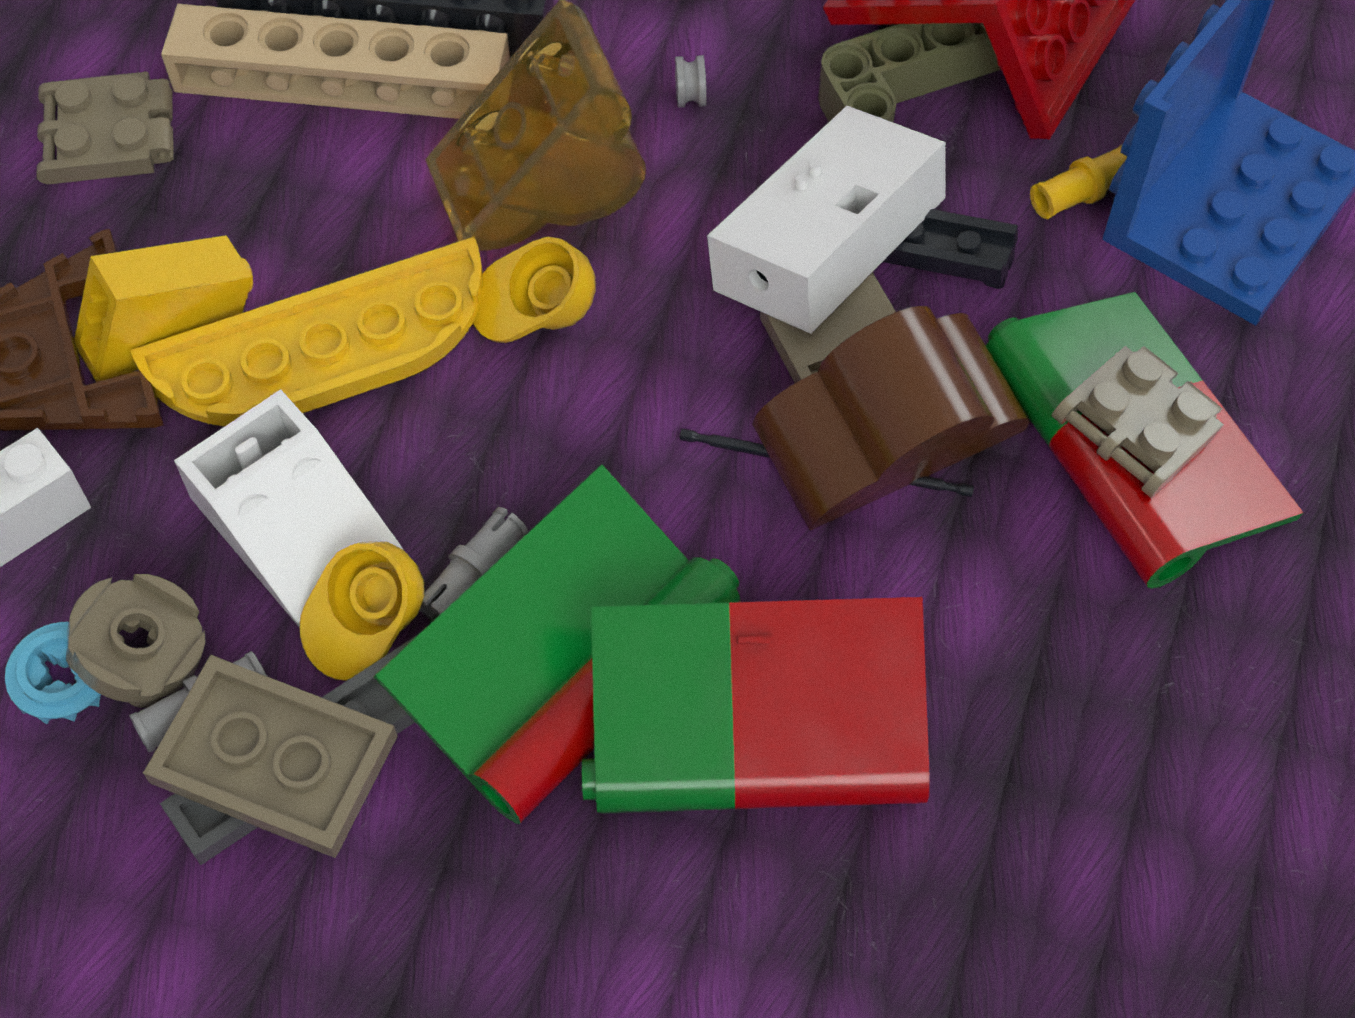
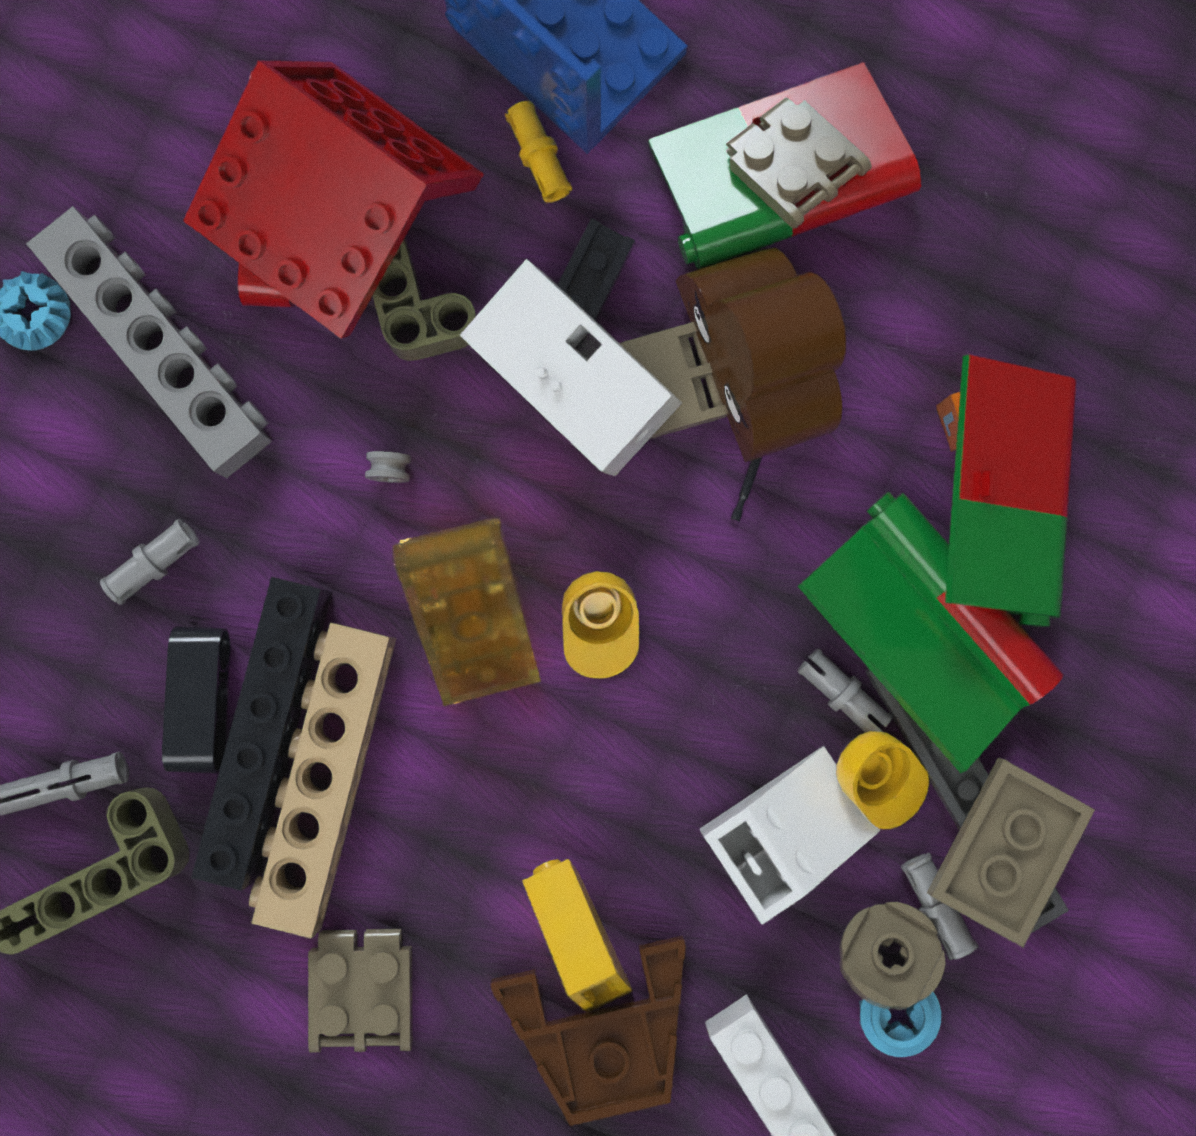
camera: 85 degrees left, 25 degrees up
(322, 340) = (623, 804): yellow plate -> none

